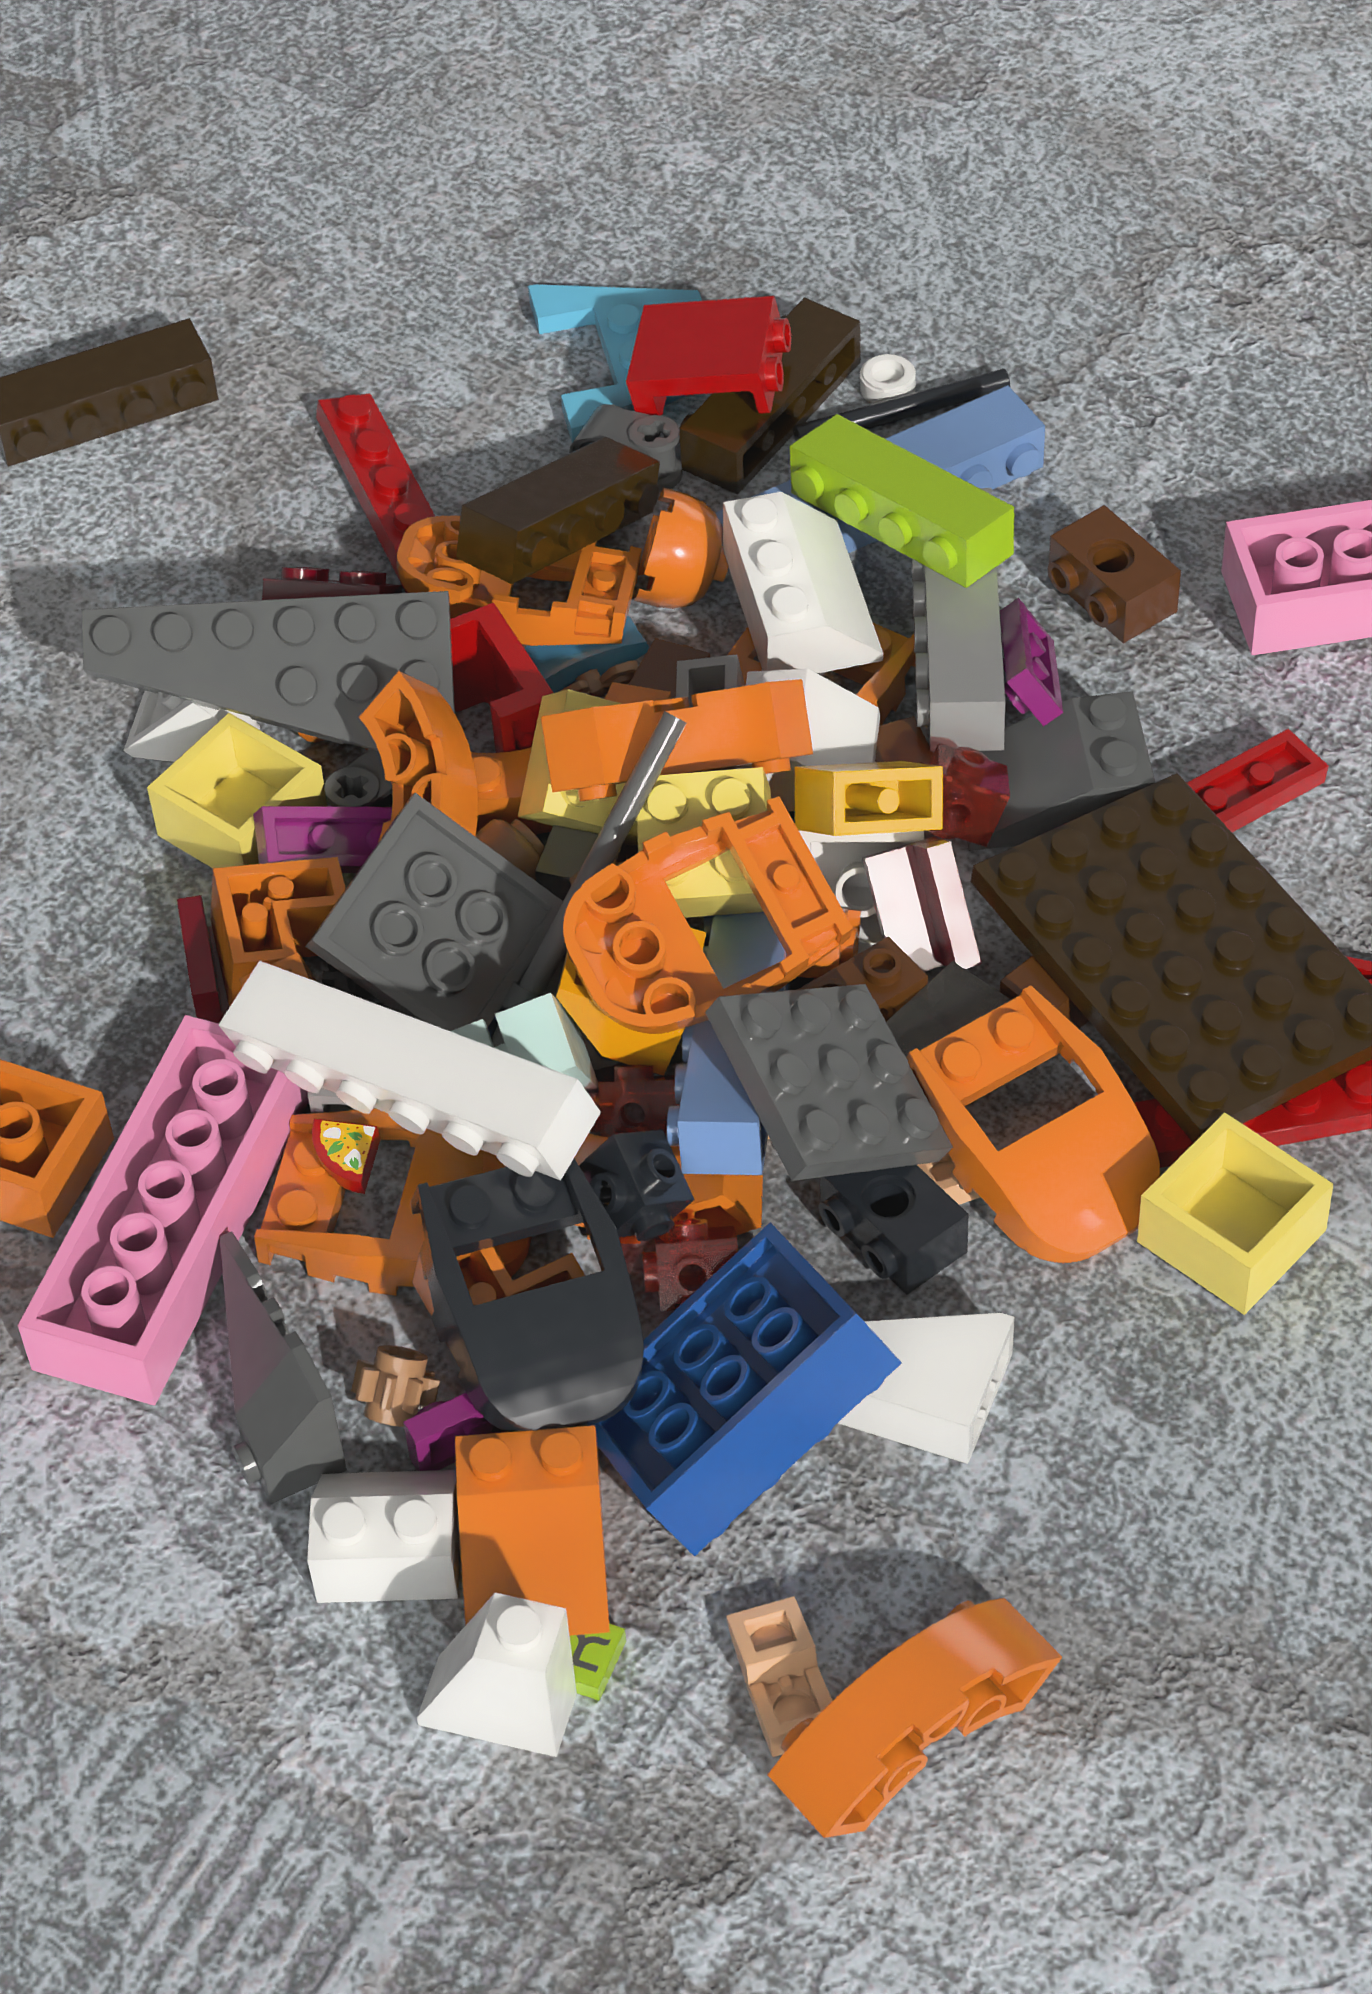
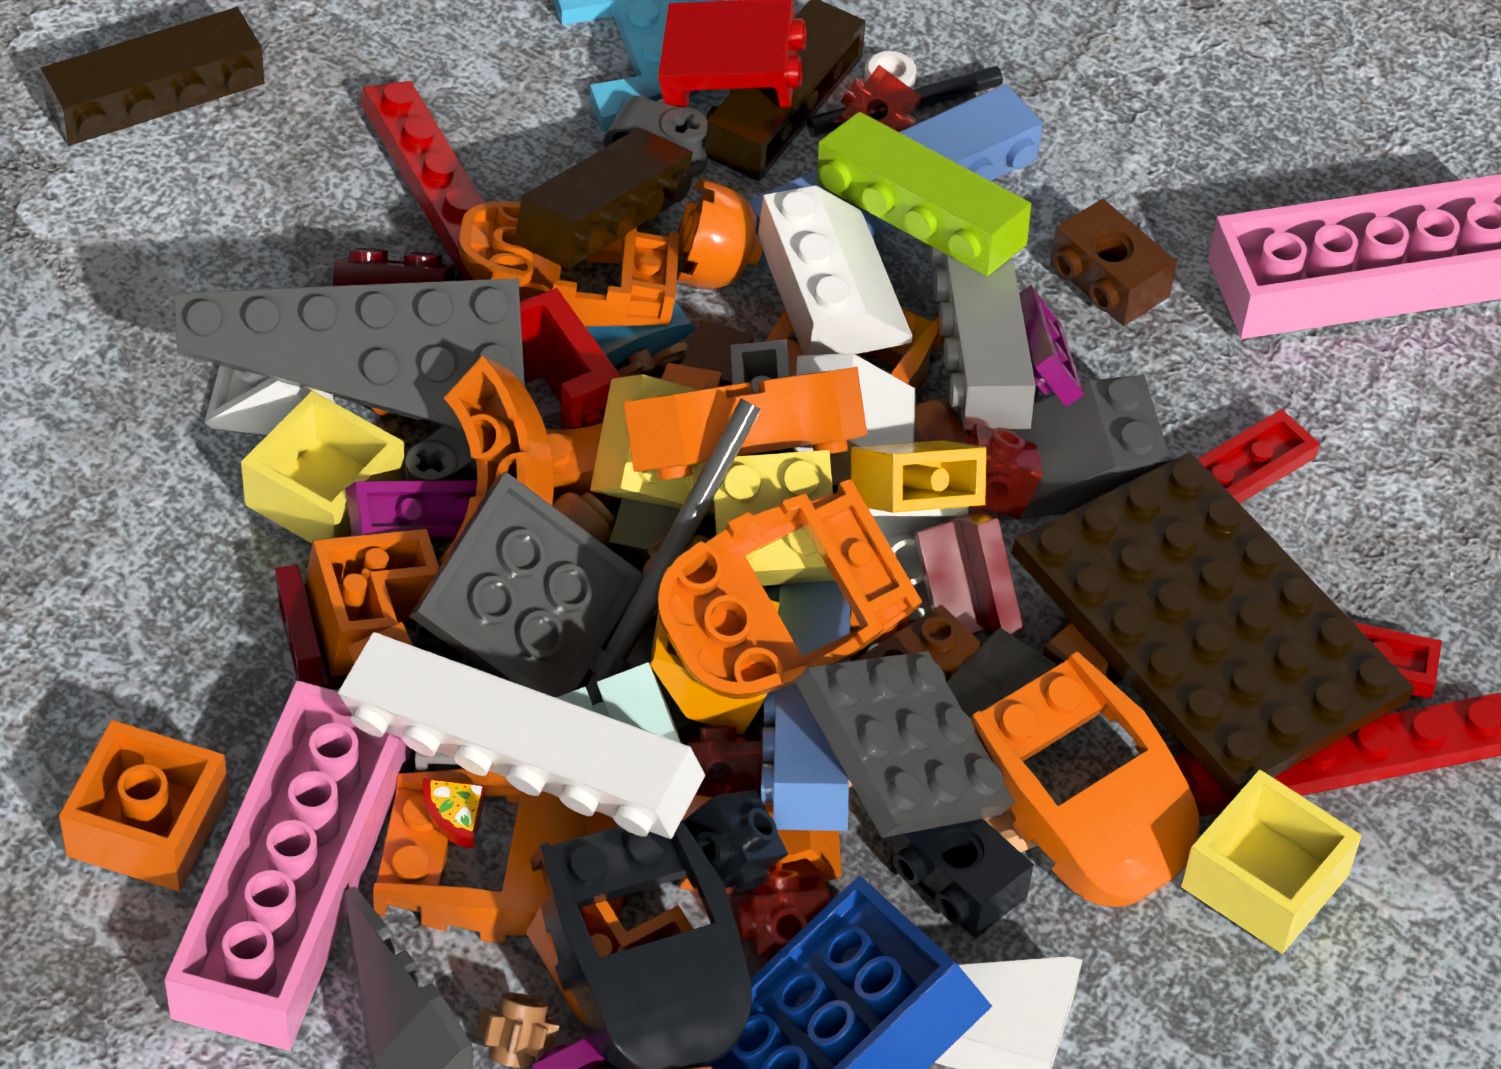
camera: 10 degrees left, 0 degrees up
(872, 392) = (882, 88): none -> clear red brick

